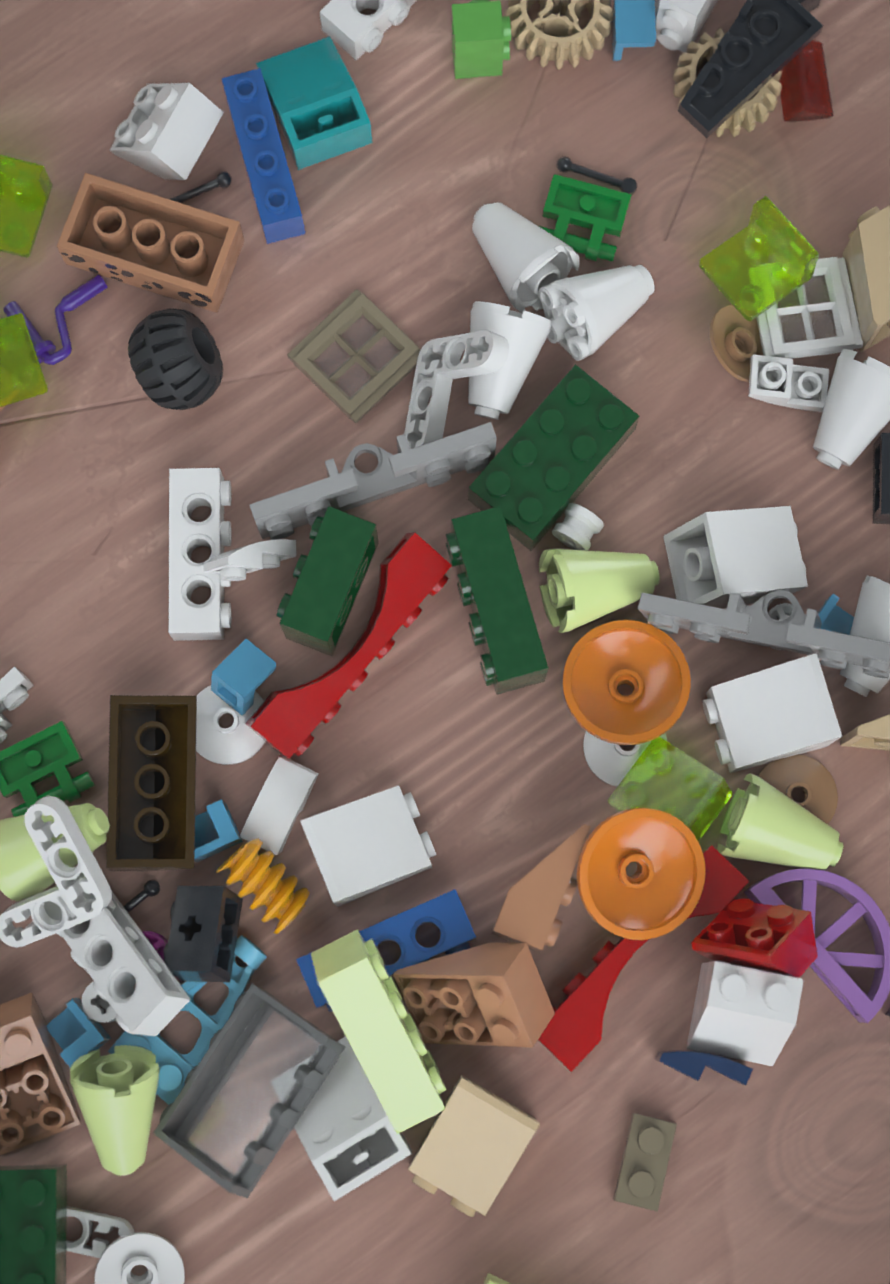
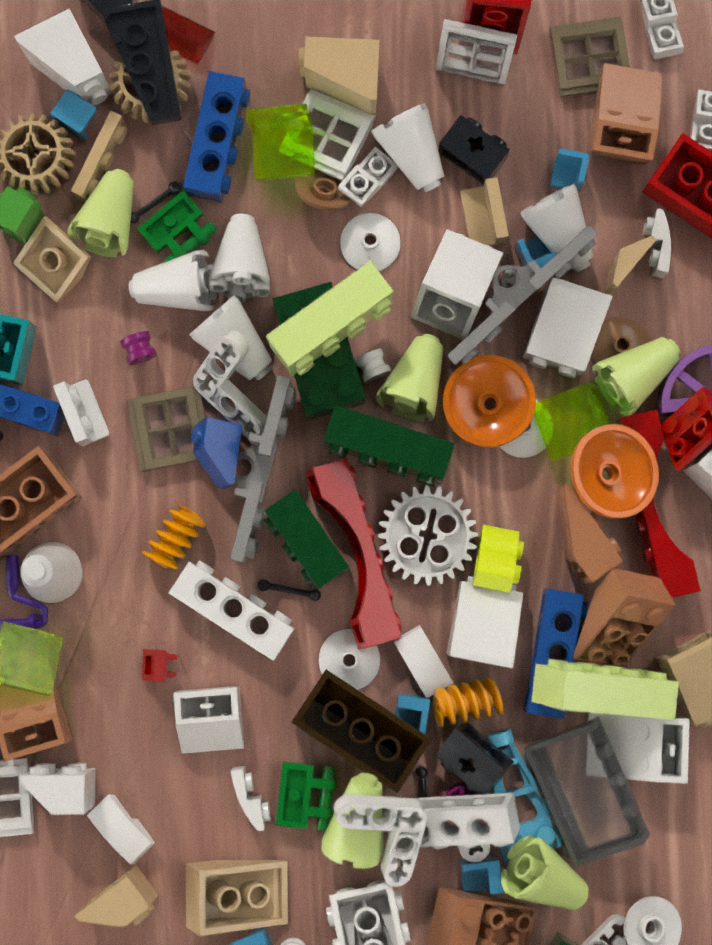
camera: 55 degrees left, 5 degrees up
(57, 607) = (209, 719): none -> white slope
(80, 510) = (155, 665): none -> red tile
(104, 328) = (51, 572): none -> white cone
(175, 359) = (97, 542): black wheel -> none
(238, 438) = (174, 537): none -> light orange piece
(241, 675) = (329, 632): dark azure panel -> none
(250, 558) = (259, 580): white slope -> none
(275, 634) = (265, 585): none -> black hinge
(308, 247) = (82, 412): none -> white bracket
(367, 417) = (217, 449): none -> blue slope
(413, 679) = (400, 528): none -> white gear
(422, 262) = (138, 348): none -> magenta wheel
(450, 809) = (497, 558): none -> neon yellow brick
(456, 110) = (52, 260): none -> tan slope
(544, 131) = (106, 216): none -> yellowish green cone
(591, 435) = (331, 319): none -> yellowish green brick
(604, 84) = (100, 156): none -> tan plate
(712, 455) = (359, 253): none -> white dish
(767, 159) = (219, 90): none -> blue brick
(839, 540) = (485, 213): none -> tan panel

